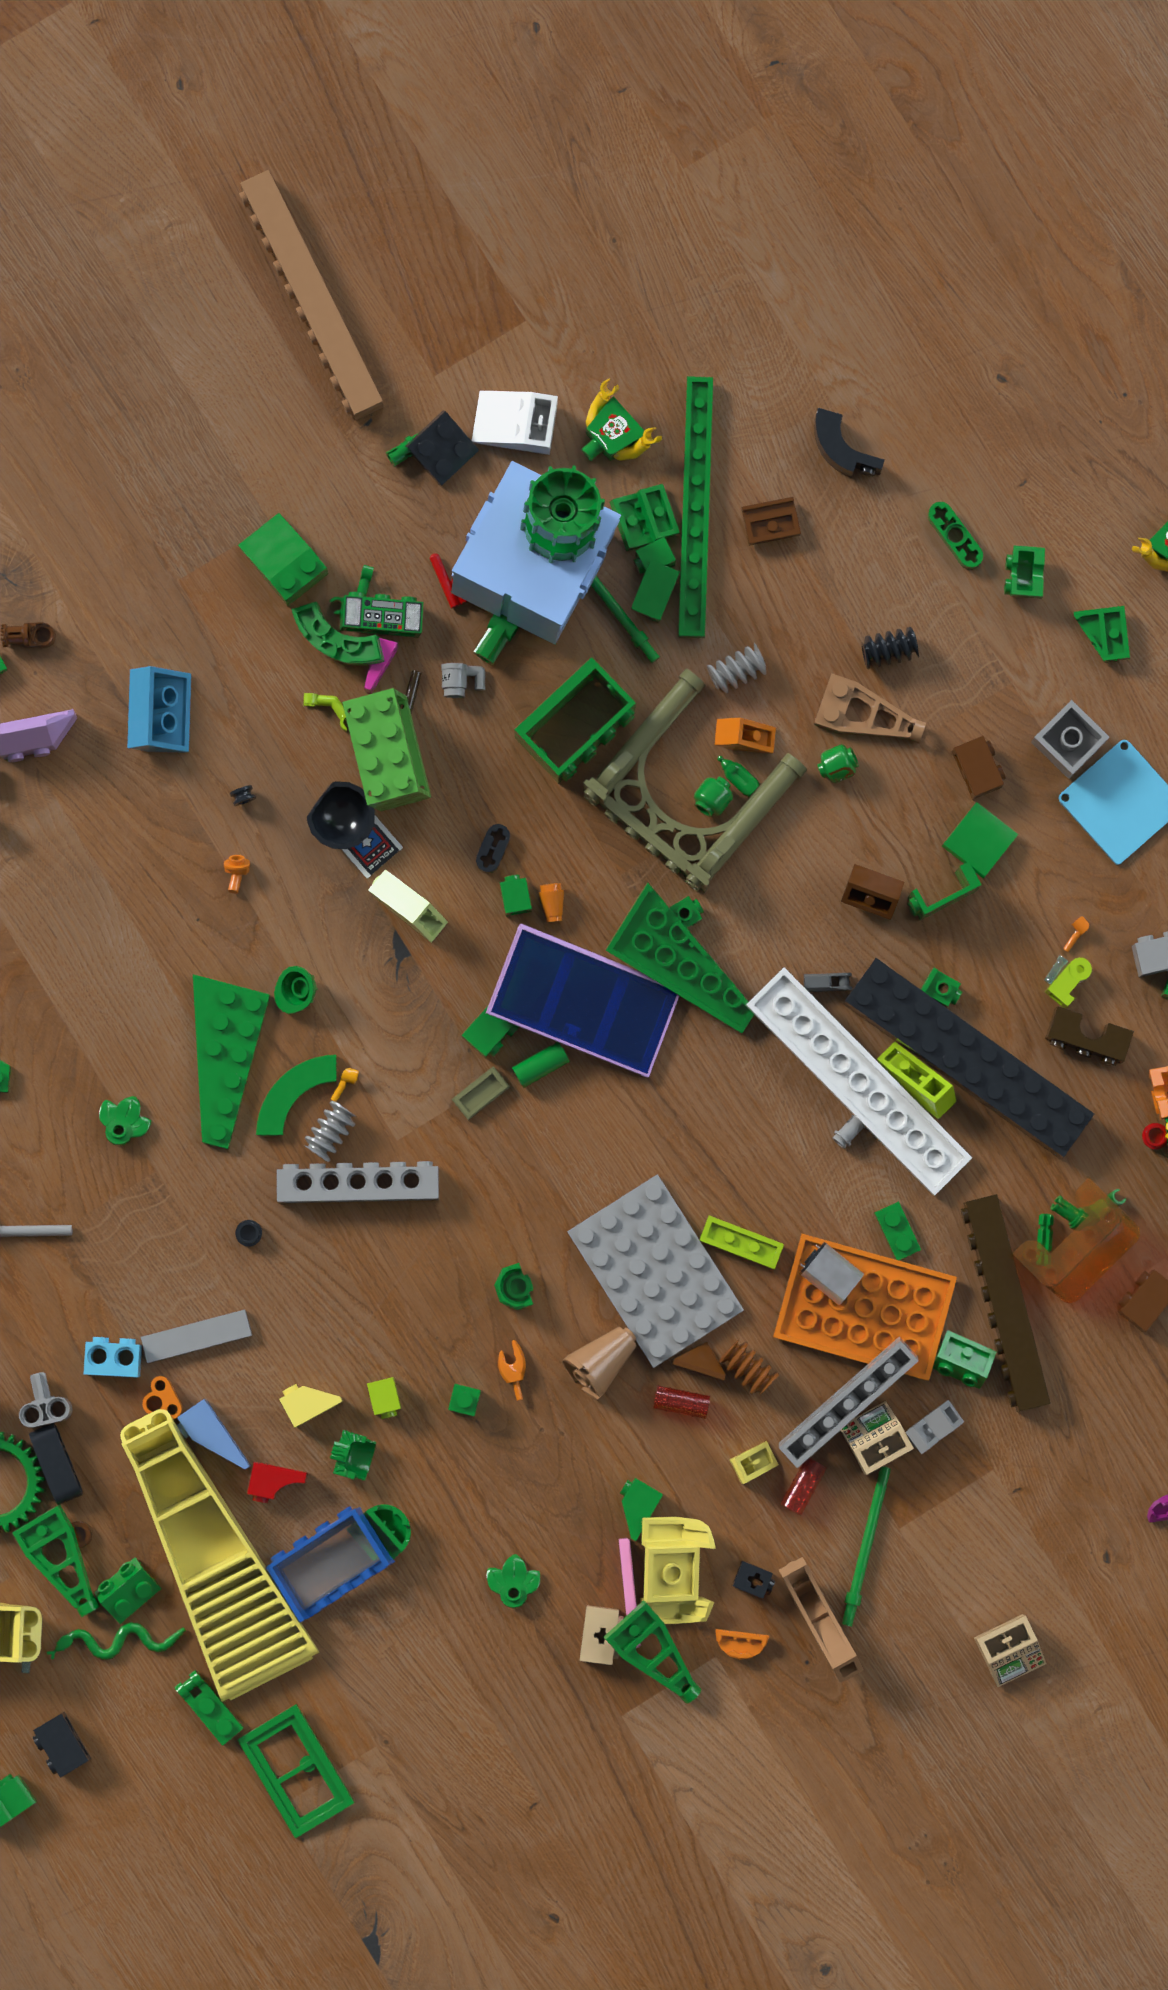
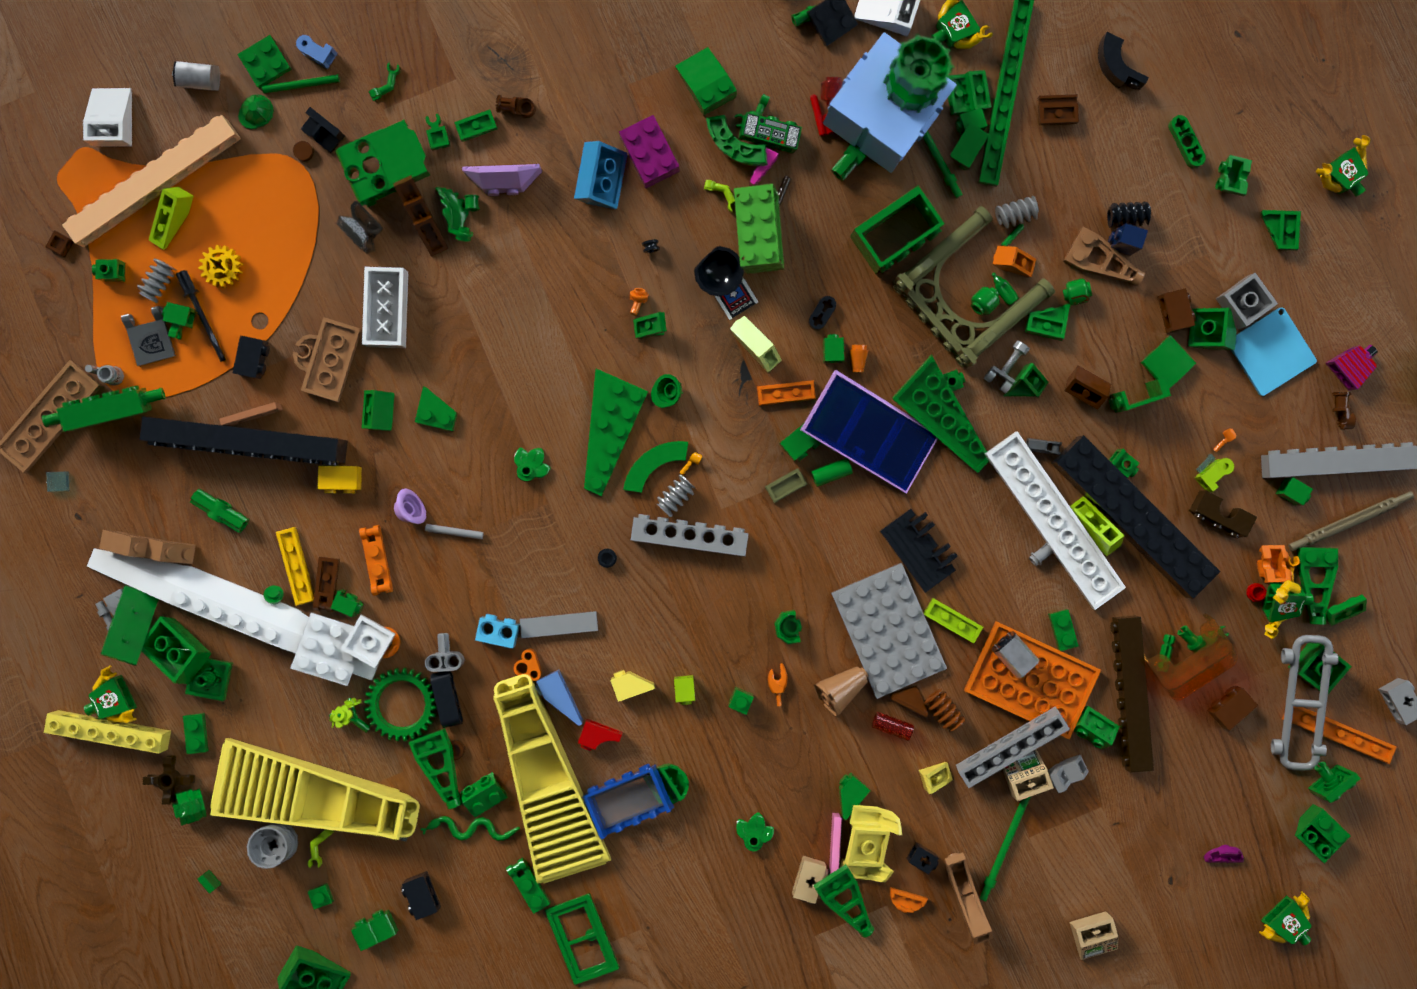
camera: 15 degrees right, 5 degrees up
(220, 668) = (649, 151): none -> magenta brick
(258, 904) = (650, 325): none -> green slope
(353, 1455) = (655, 727): green hair -> none
(453, 543) = (830, 88): none -> clear red head
(455, 679) = (815, 186): light grey piece -> none
(460, 966) = (786, 393): none -> orange tile
(676, 1155) = (917, 551): none -> black hinge
(737, 702) = (1013, 235): none -> green piece
(772, 855) = (1019, 349): none -> light grey bar
(791, 899) = (1028, 382): none -> green slope
(803, 1486) = (968, 800): clear red axle -> none
(806, 812) = (1048, 323): none -> green wing
(891, 682) = (1128, 239): none -> dark blue brick
(1032, 785) = (1213, 329): none -> green slope

